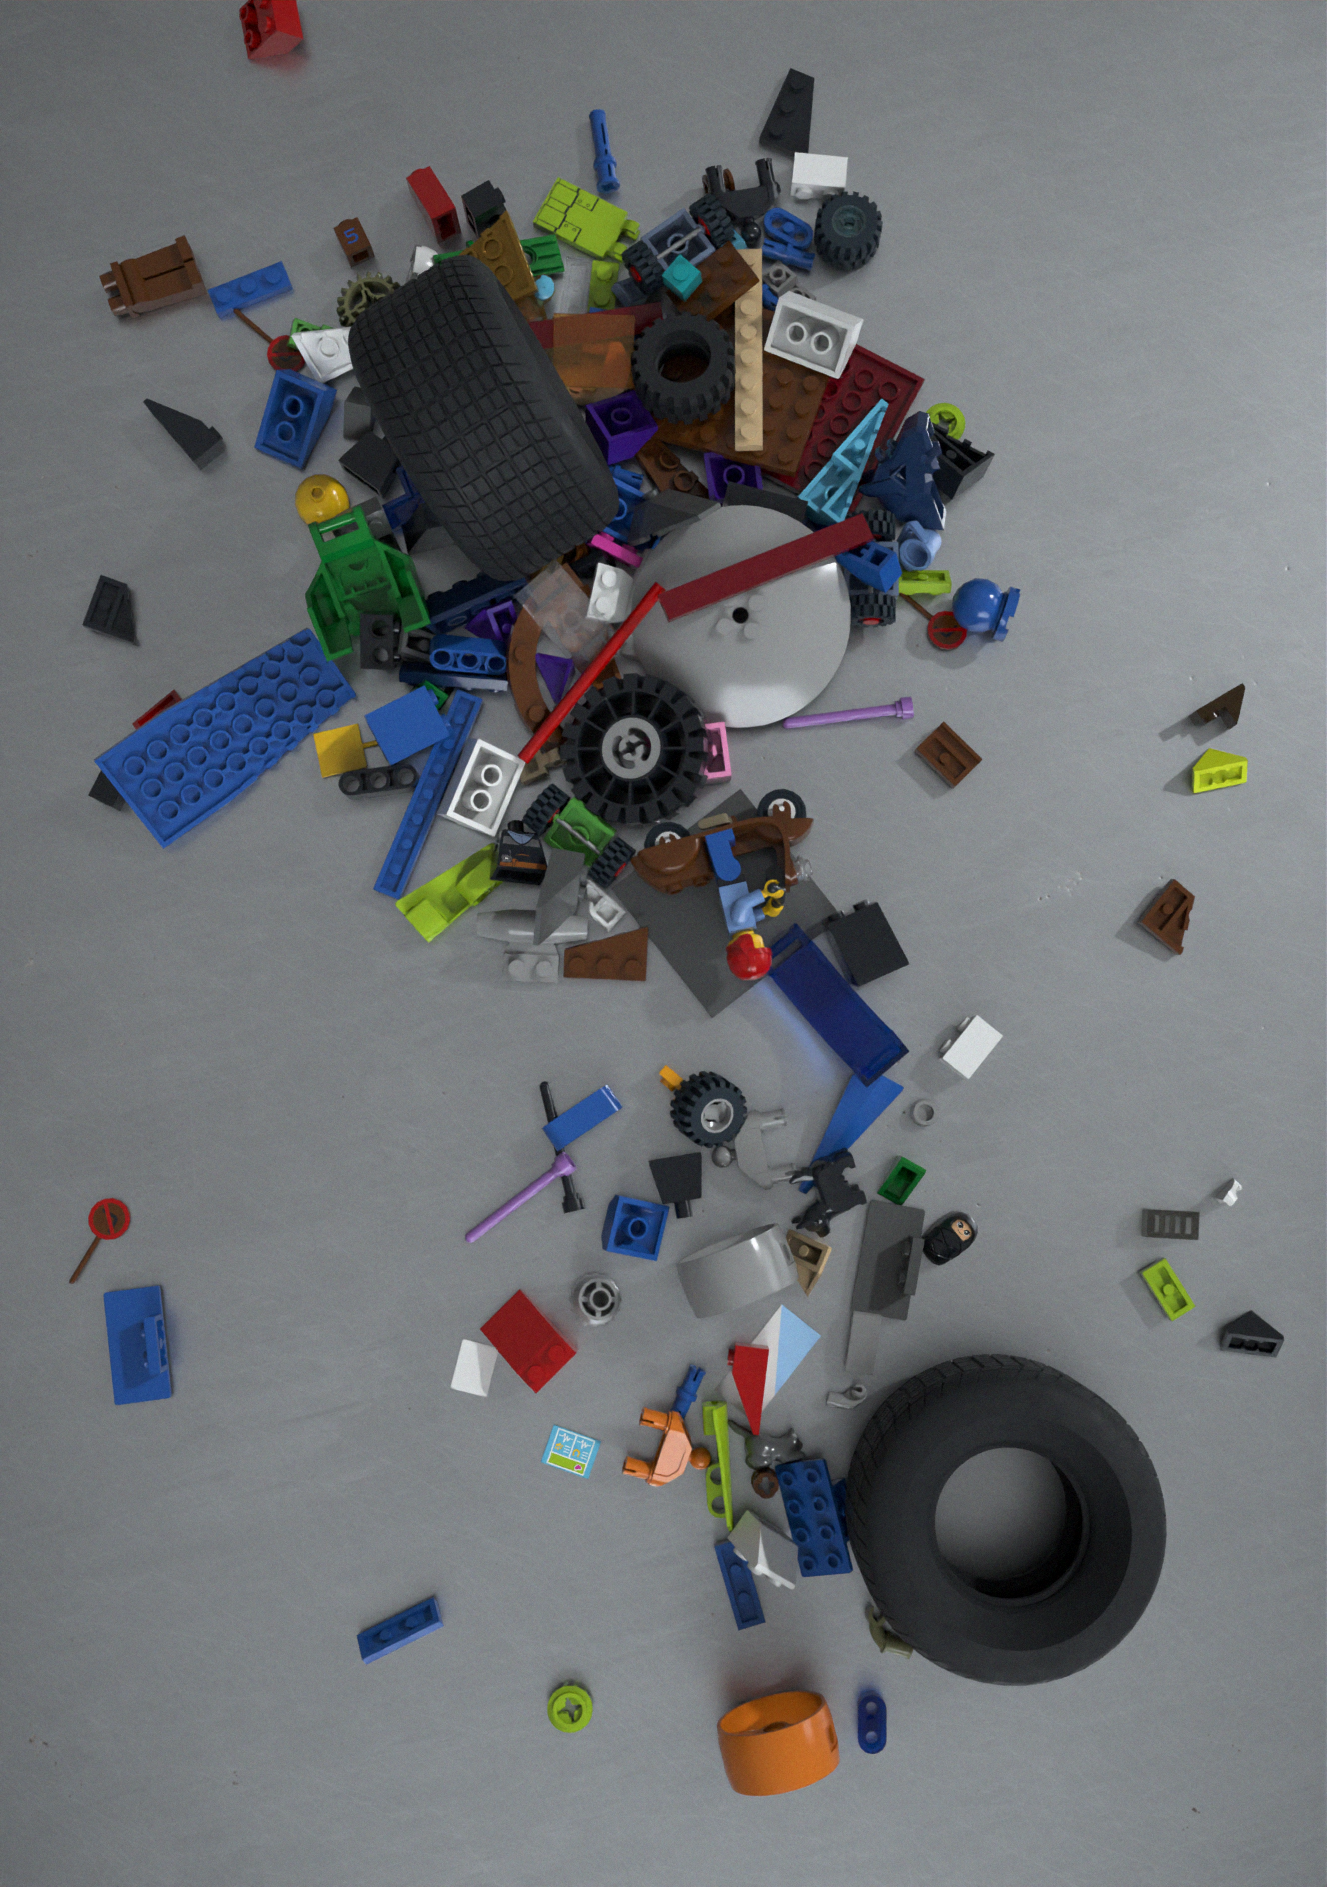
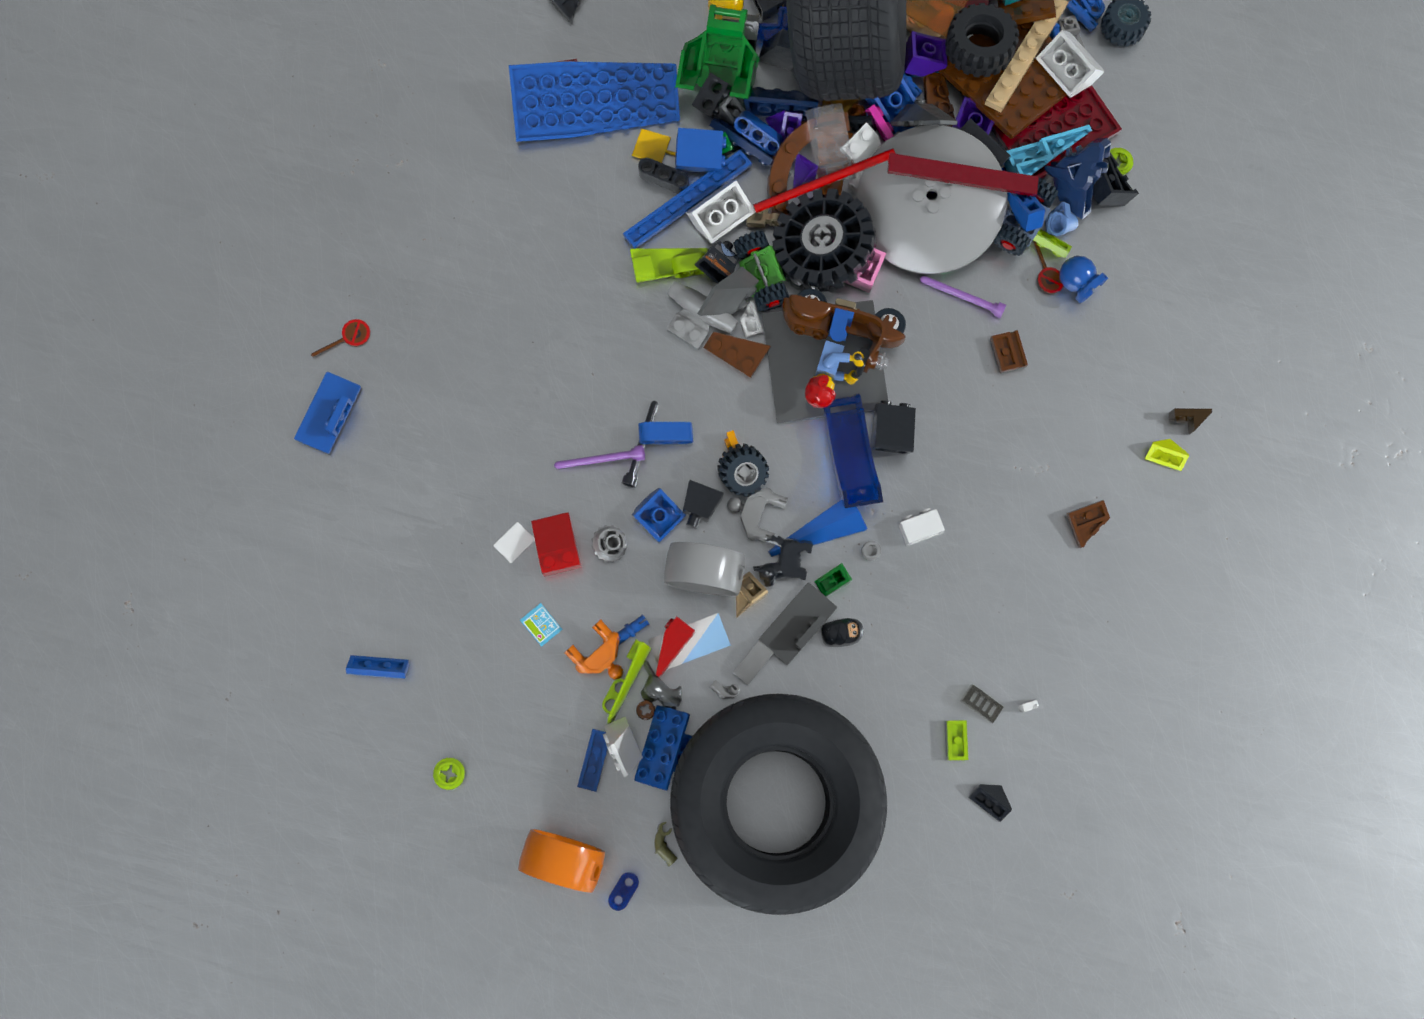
camera: 25 degrees right, 5 degrees down
(106, 793) = (503, 92): black brick -> none

